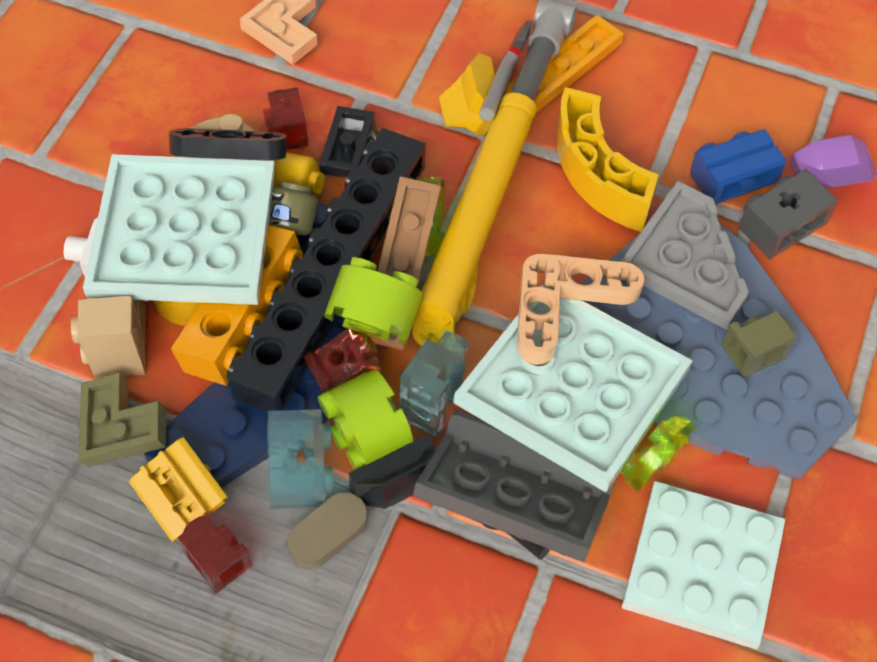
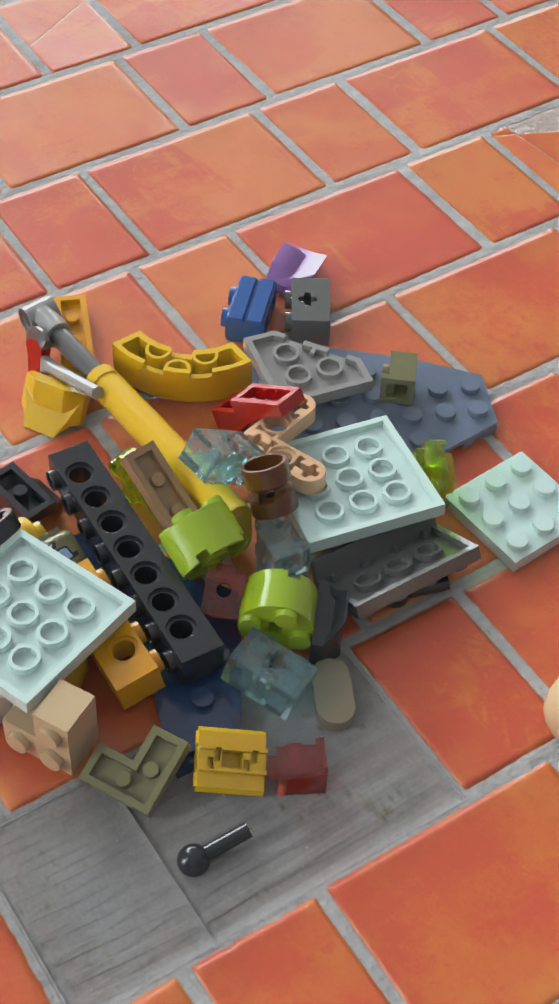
camera: 55 degrees left, 10 degrees down
(70, 528) = (195, 859): none -> black bar
(478, 313) = (269, 486): none -> reddish brown wheel
(483, 254) = (218, 455): none -> clear light blue brick
(594, 244) = (256, 402): none -> red slope

